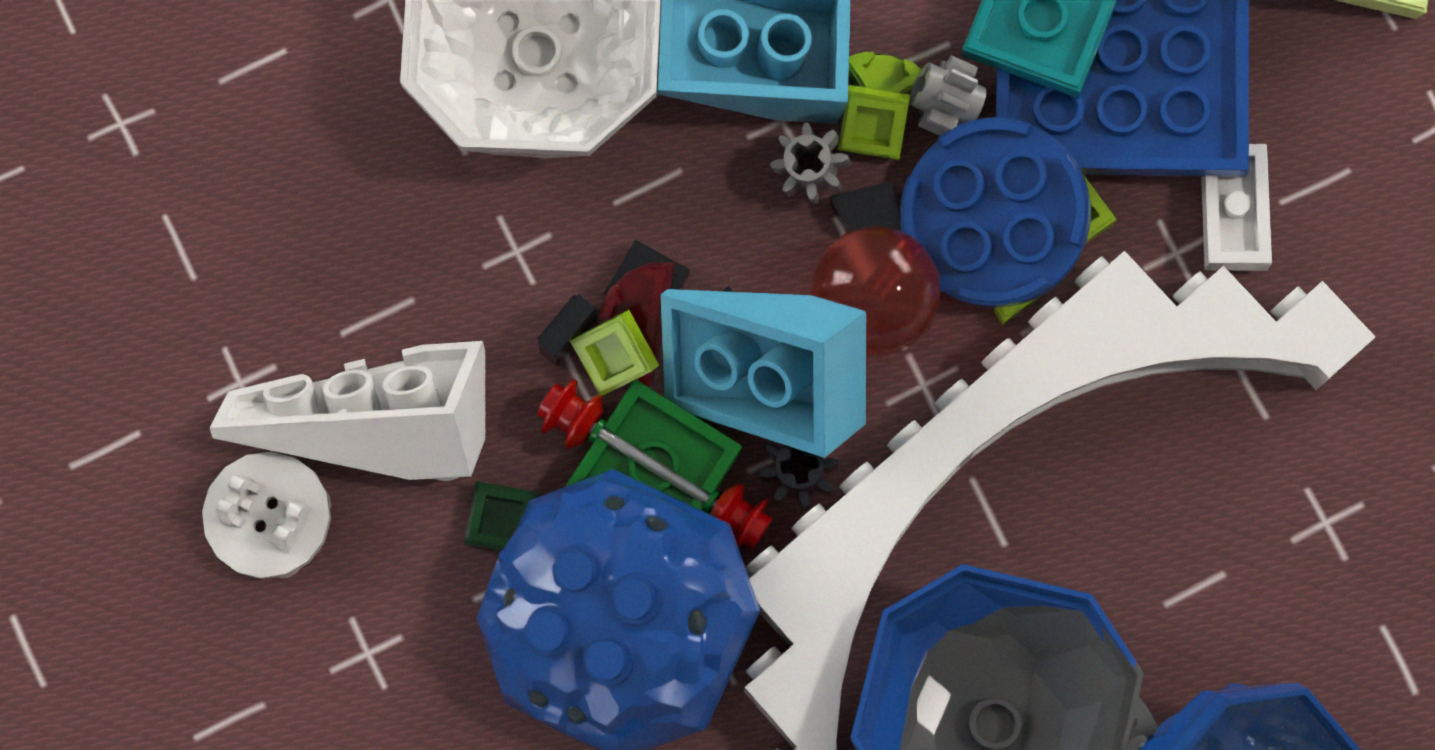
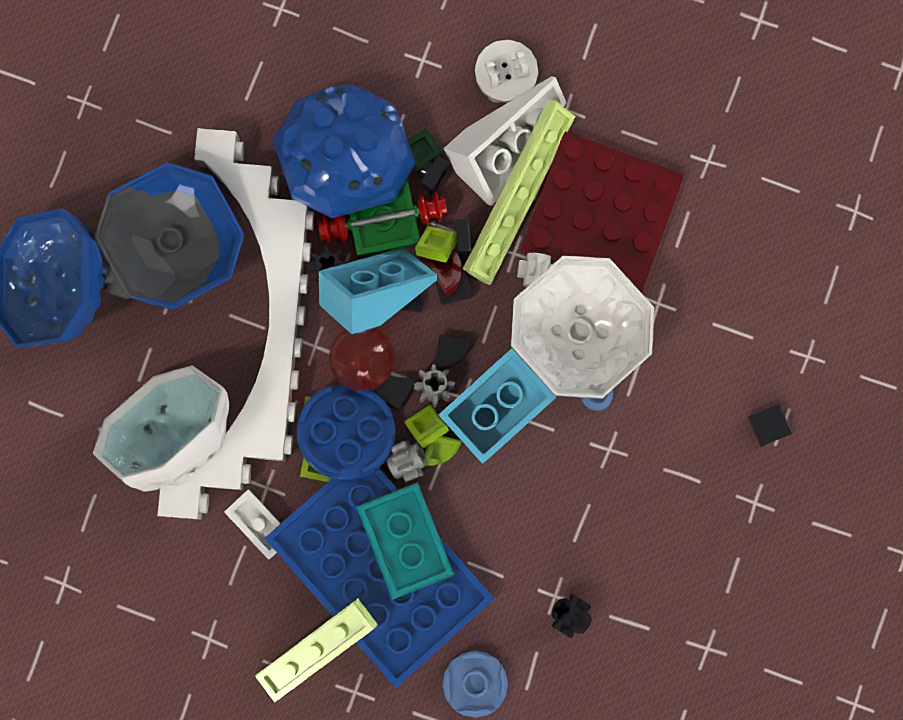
camera: 135 degrees right, 5 degrees up
(336, 192) = (603, 207): none -> dark red plate
(423, 321) = (518, 192): none -> yellowish green tile
(512, 187) = (533, 267): none -> white gear
(519, 460) = (433, 174): none -> black plate
(739, 196) = (450, 351): none -> black tile
(1262, 435) = (164, 430): none -> rock

